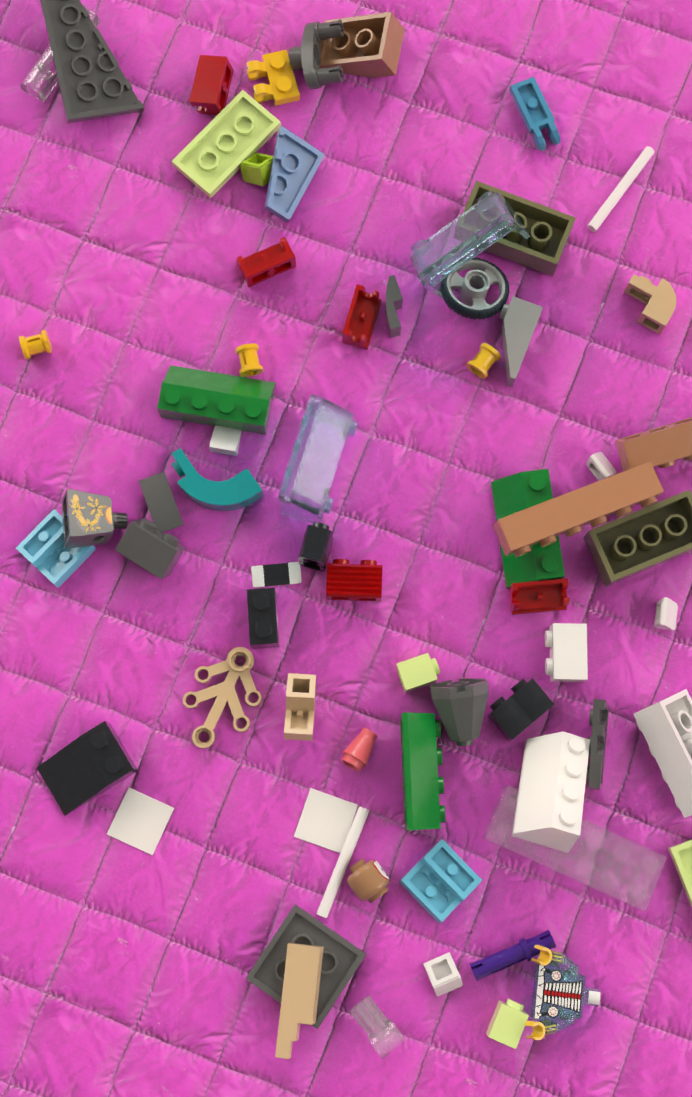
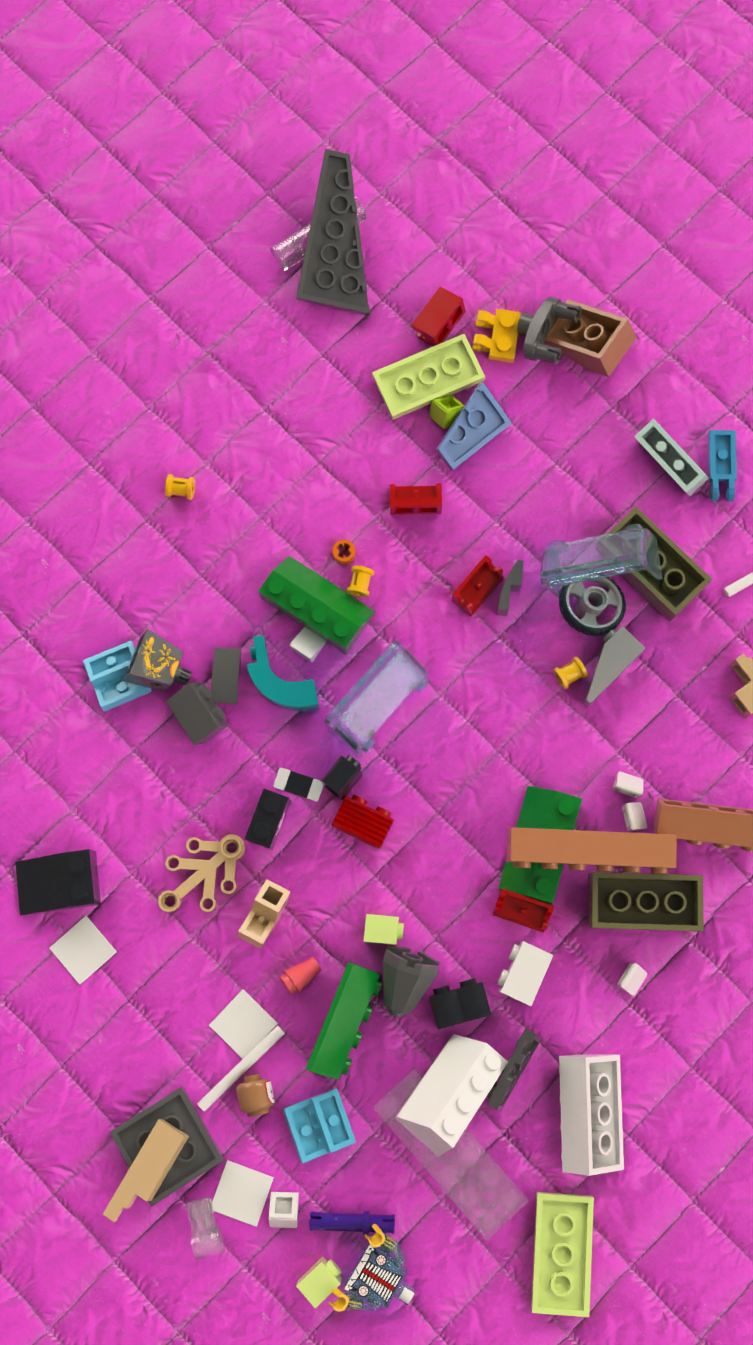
camera: 30 degrees right, 0 degrees up
(228, 337) = (344, 543): none -> orange bush
(396, 977) = (242, 1193): none -> white sticker
(487, 123) = (671, 457): none -> light aqua brick
(583, 440) = (628, 785): none -> white slope

